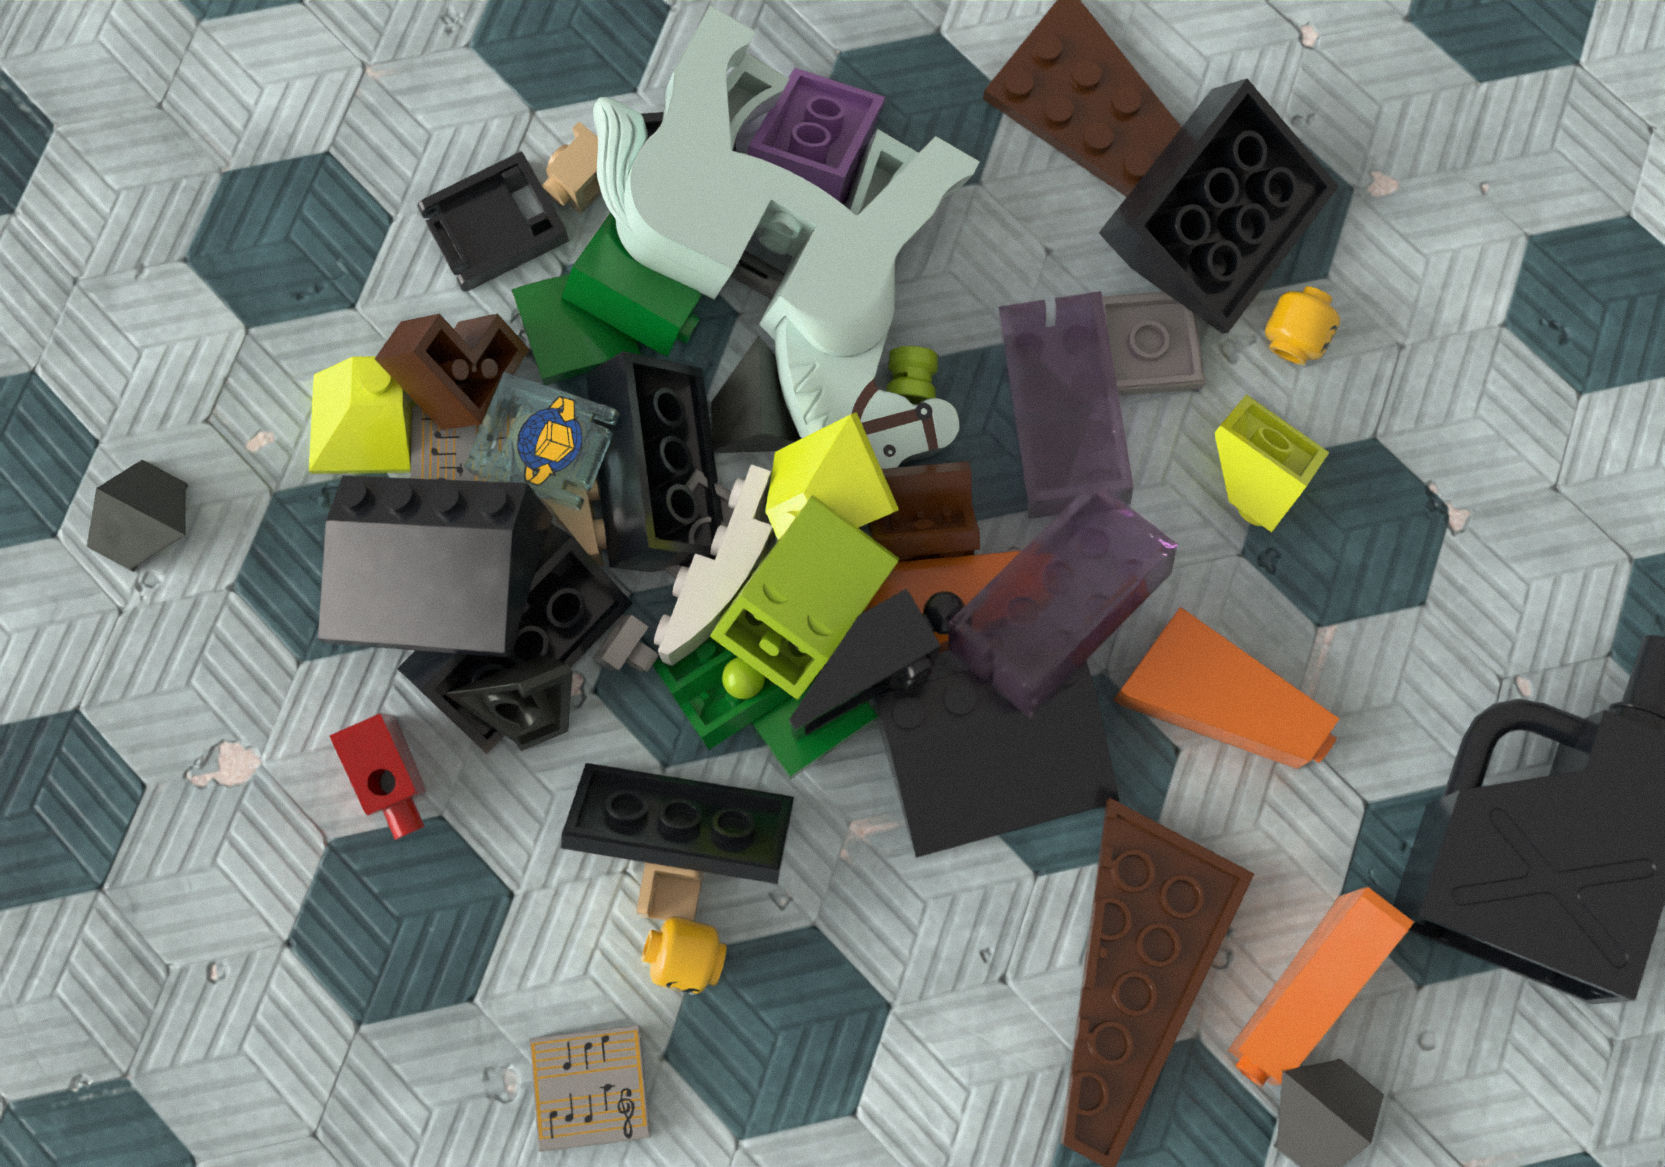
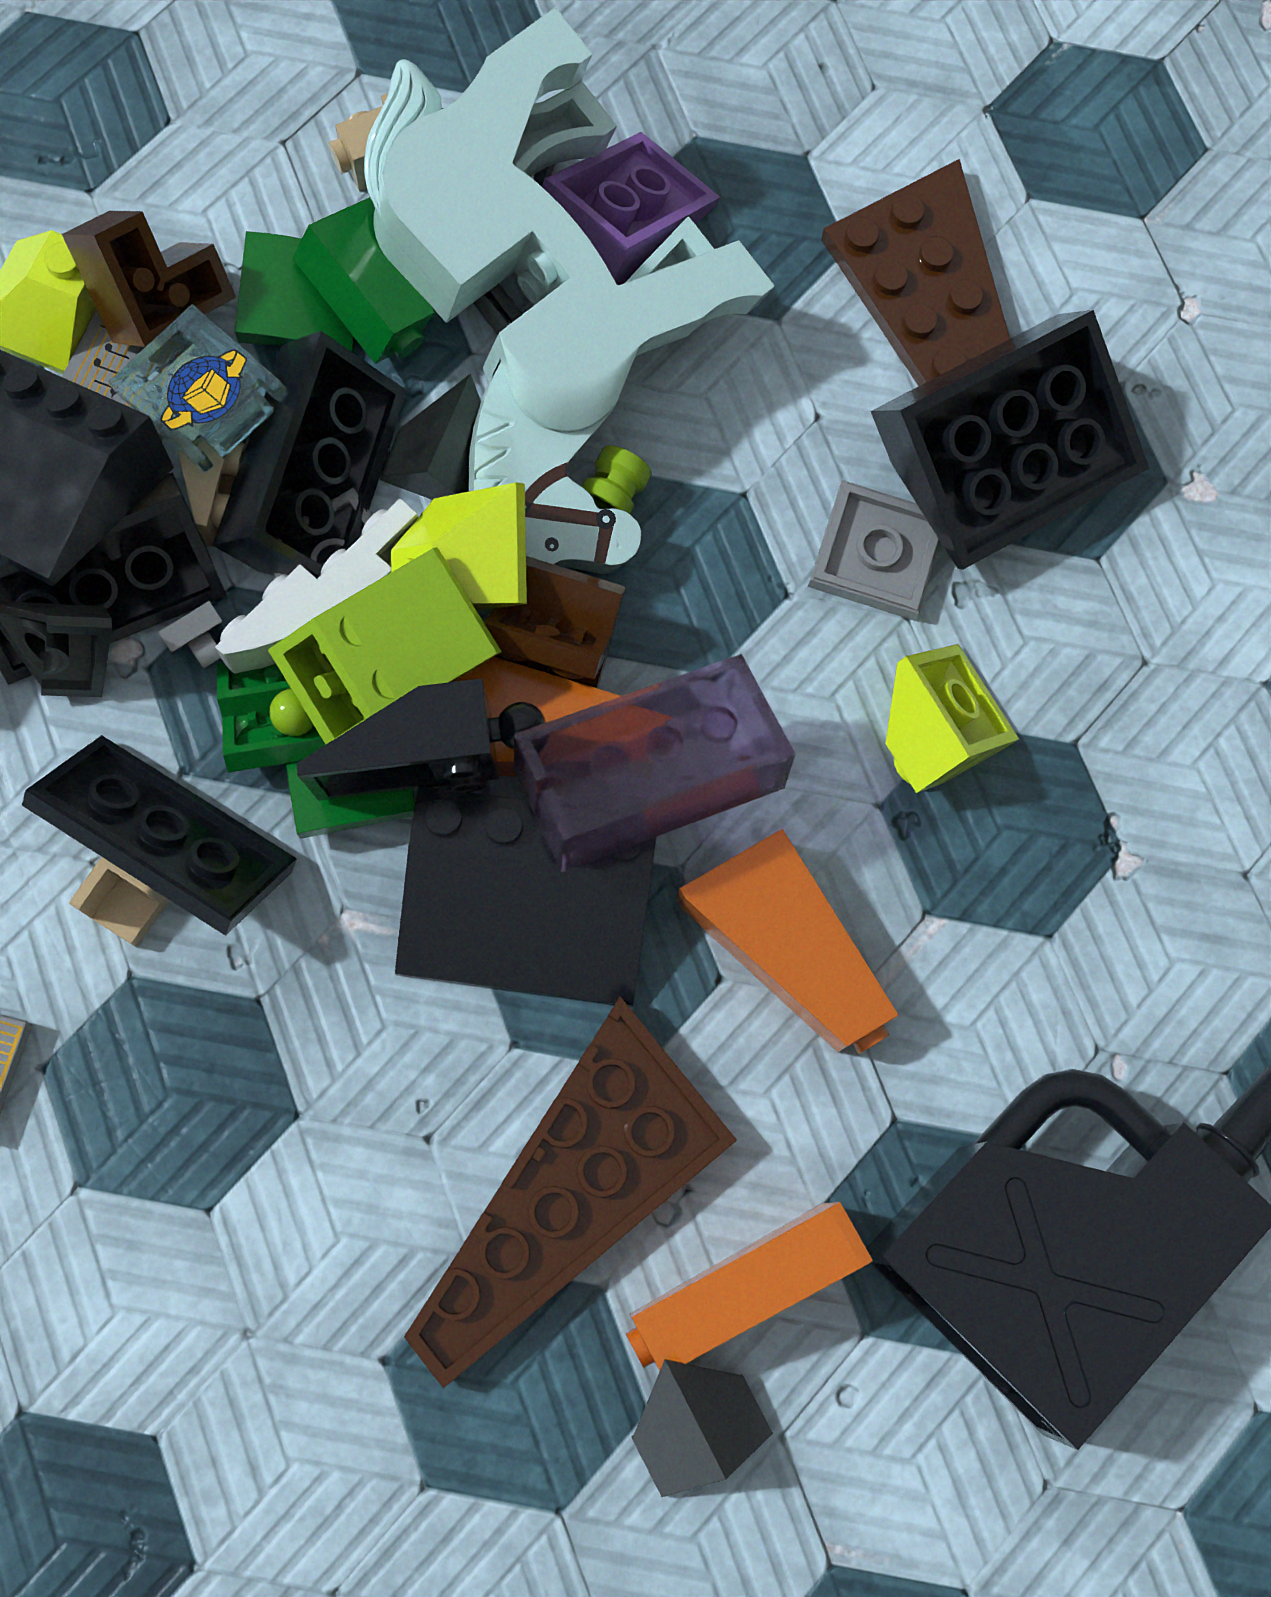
camera: 15 degrees right, 0 degrees up
(483, 227) = (253, 162): black container -> none
(684, 955) = (104, 971): yellow head -> none
(1064, 402) = (757, 567): clear purple piece -> none
(1302, 325) = (1047, 595): yellow head -> none

